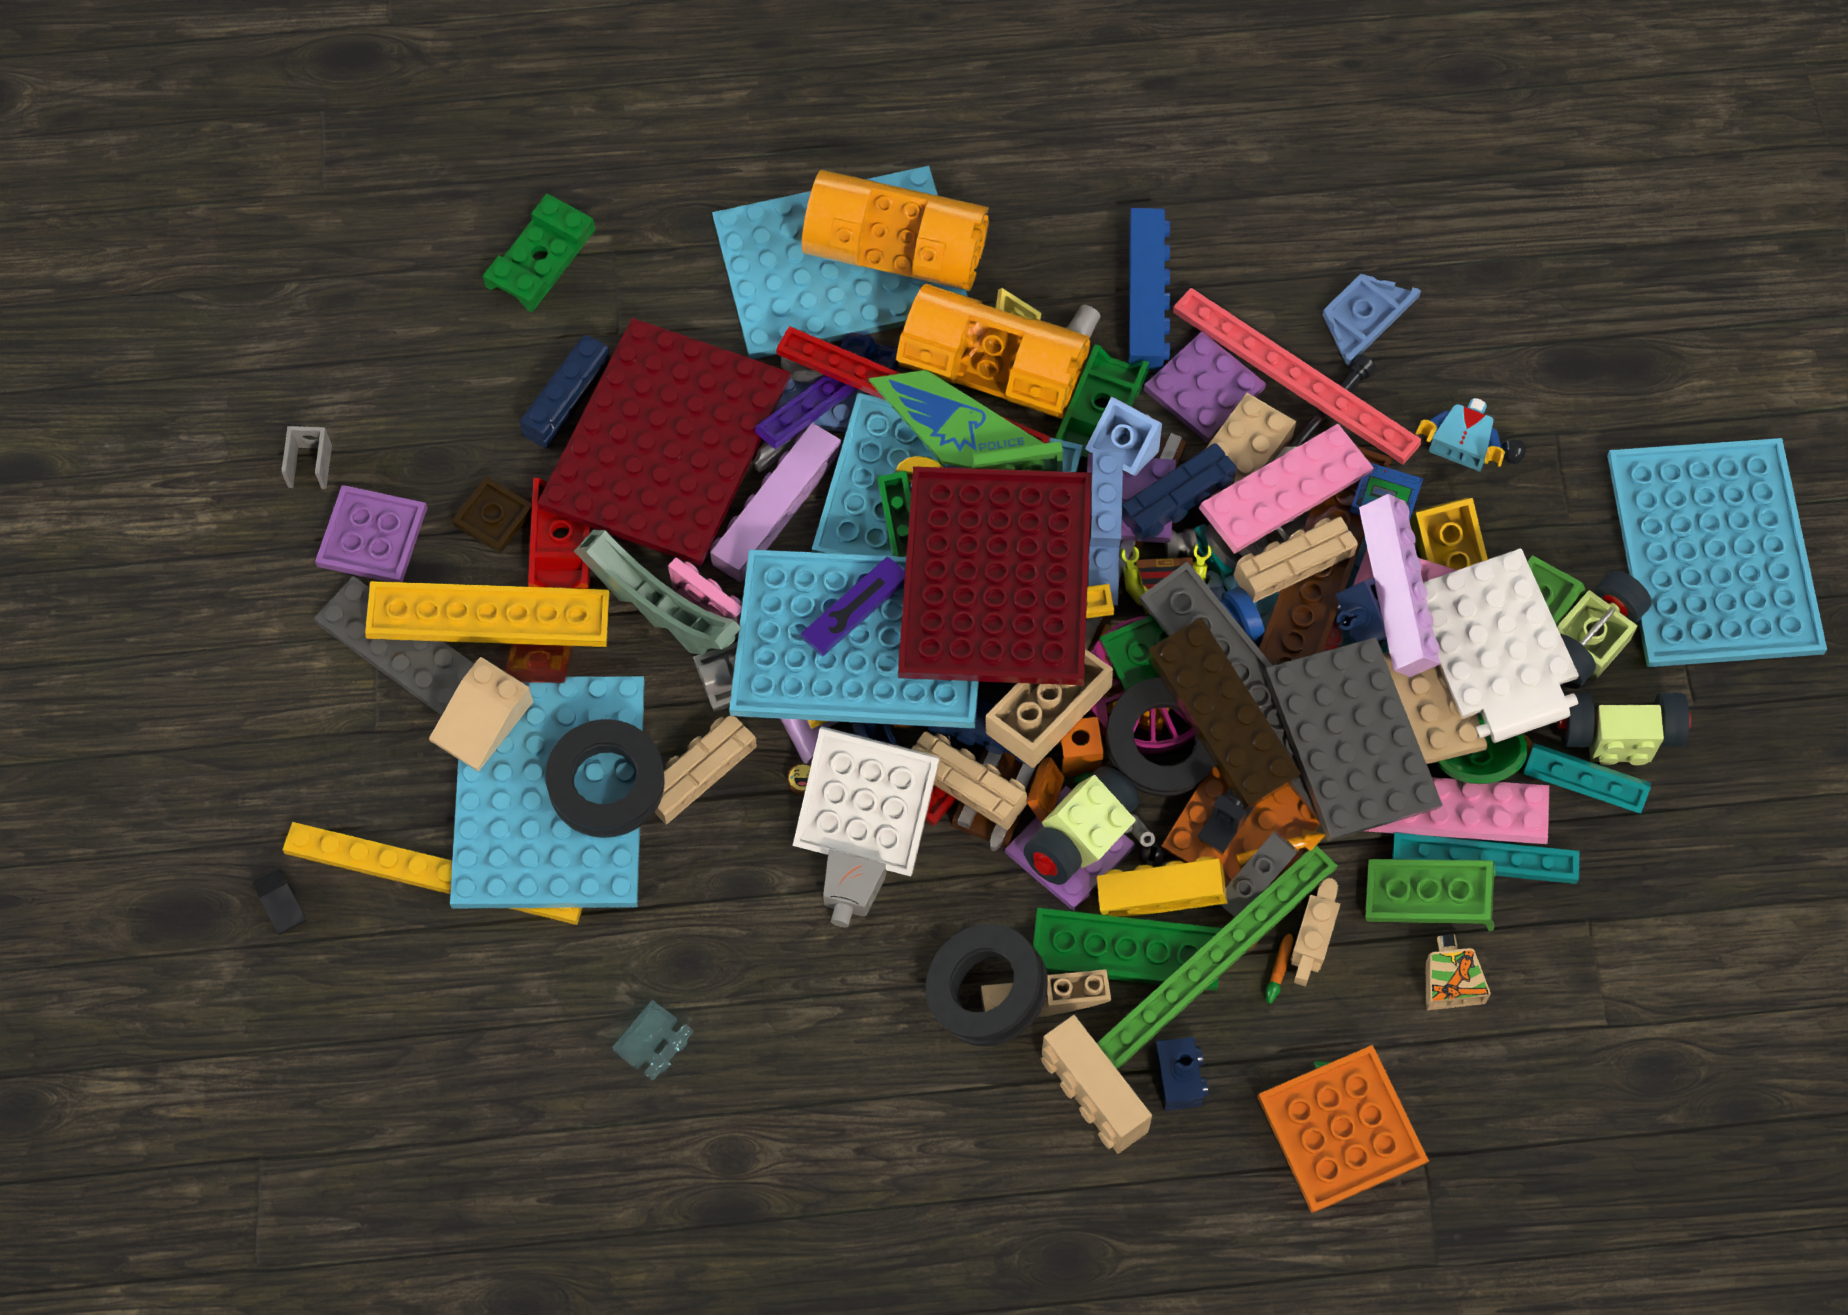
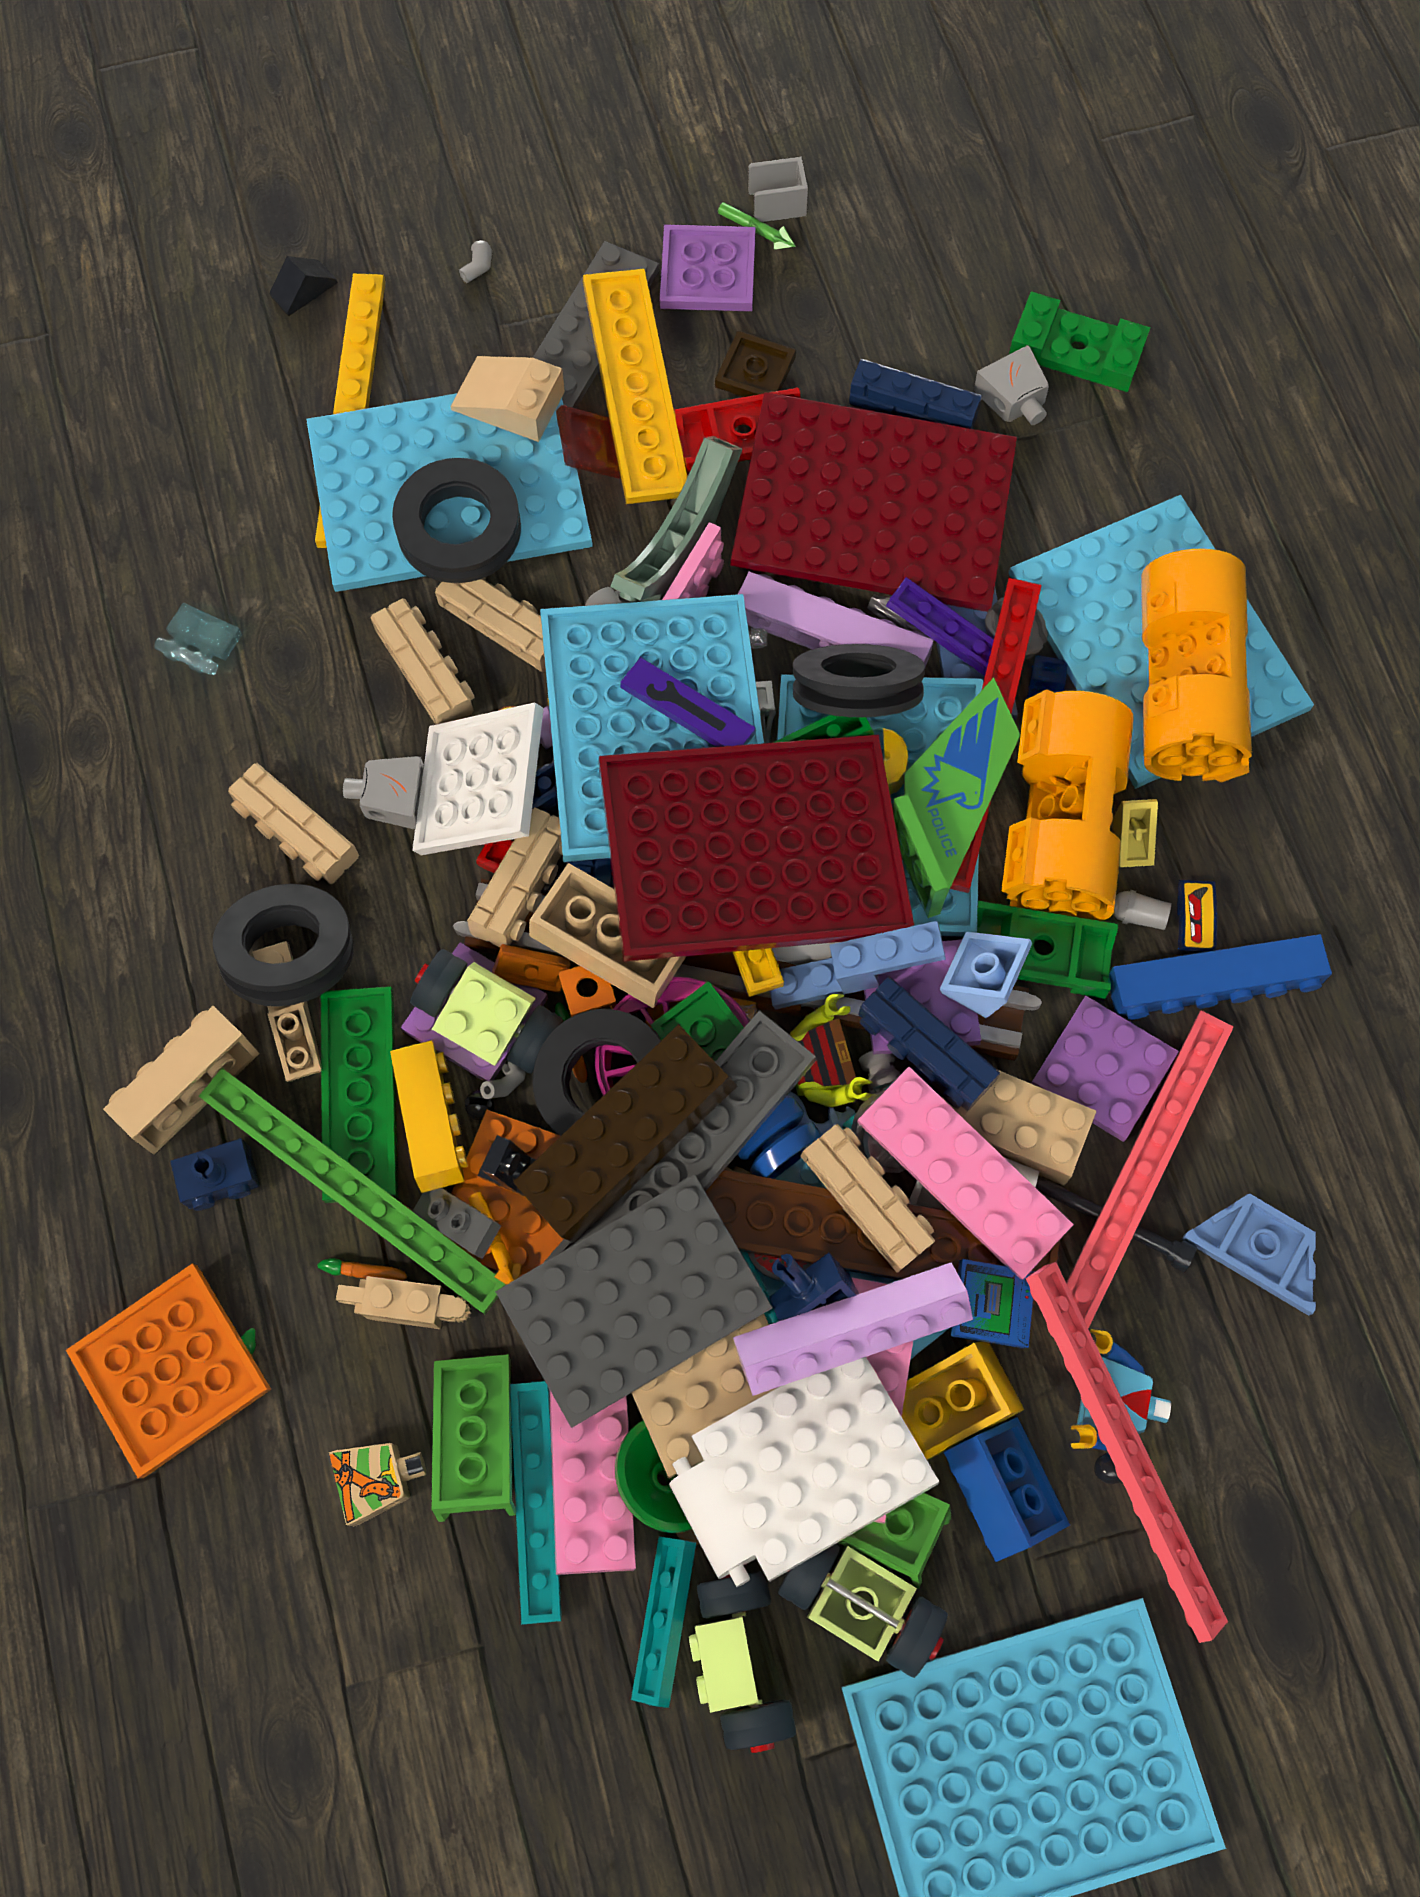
camera: 80 degrees right, 5 degrees up
(302, 732) = (480, 261): none -> light grey arm
(356, 468) = (779, 237): none -> bright green piece
(574, 311) = (1014, 386): none -> light grey torso
(729, 841) = (422, 663): none -> tan brick
(865, 972) = (293, 823): none -> tan brick
(872, 488) = (858, 680): none -> black tyre
(1093, 290) = (1197, 915): none -> slope
(1496, 432) = (1127, 1452): none -> coral plate
(1524, 523) = (1006, 1489): none -> blue slope

